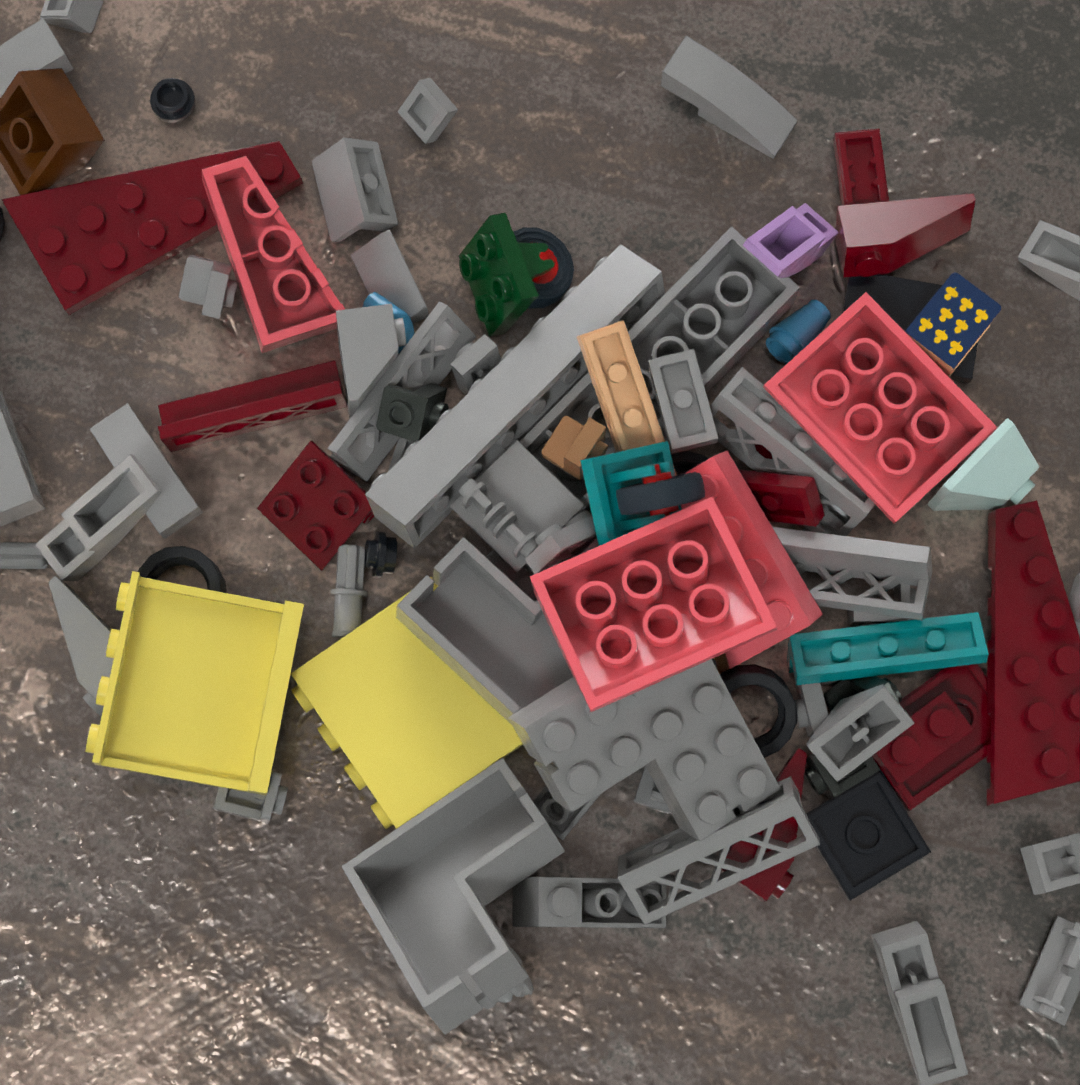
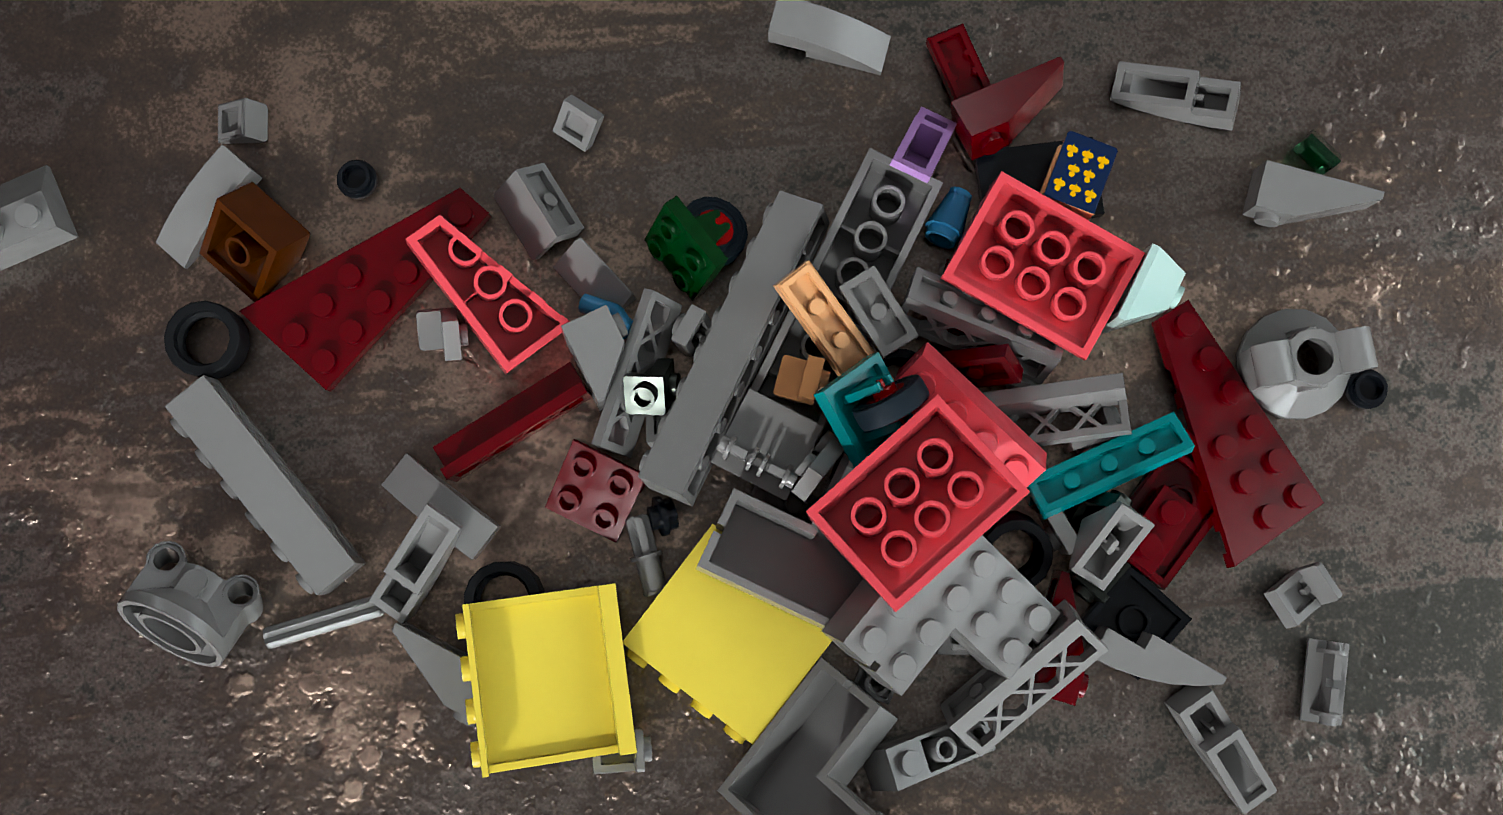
camera: 20 degrees left, 5 degrees up
(870, 878) = (1154, 660): none -> light grey slope

